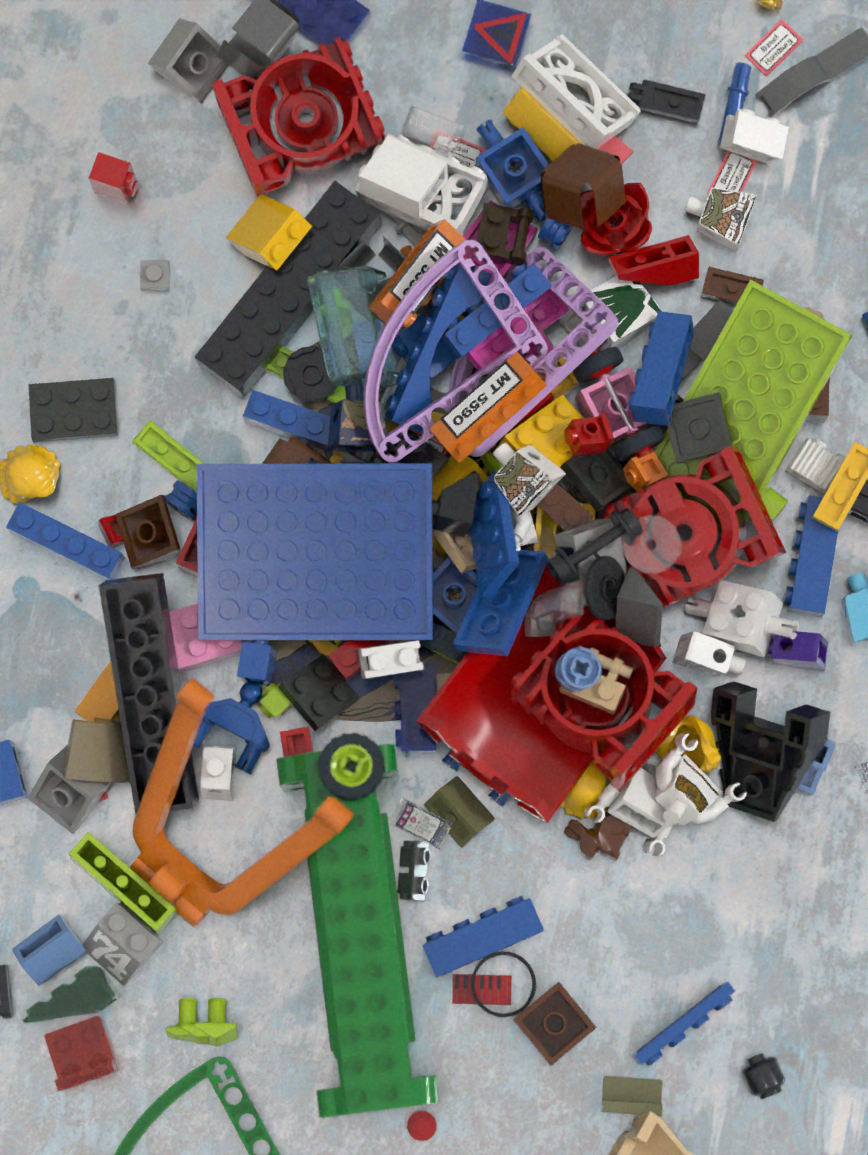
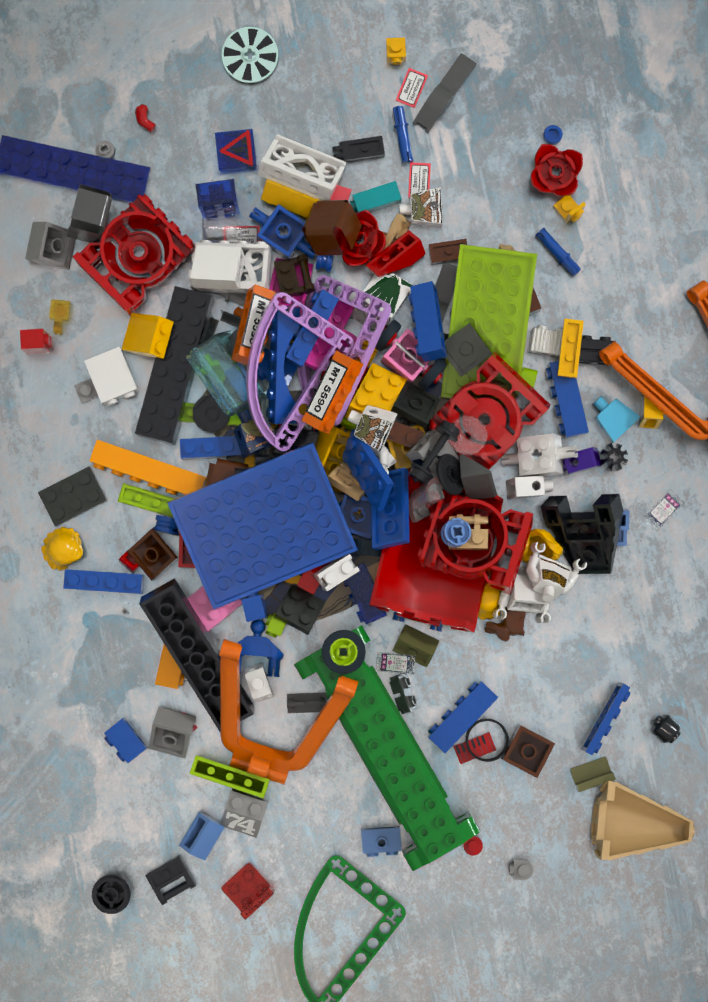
camera: 30 degrees left, 5 degrees up
(85, 996) = (237, 856): clear green slope -> none
(96, 752) = (180, 704): dark tan slope -> none
(162, 154) = (59, 312): none -> clear yellow plate
(186, 410) = (145, 468): none -> light orange brick
(196, 269) = (111, 376): none -> white brick
(213, 1032) = (324, 842): lime connector -> none
(269, 824) = (305, 702): none -> dark grey hinge
(296, 741) = (300, 647): red brick -> none
(296, 1063) = (381, 840): none -> medium blue brick
(443, 86) = (218, 199): none -> clear blue brick
(455, 506) = (337, 461): black slope -> none
(589, 435) = (400, 382): red brick -> none
(644, 471) = (443, 390): orange bracket -> none
(663, 175) = (376, 198): none -> teal brick
(674, 227) = (398, 227): none -> tan plate
(754, 136) = (423, 150): white brick -> none
(854, 661) = (610, 461): none -> black piece

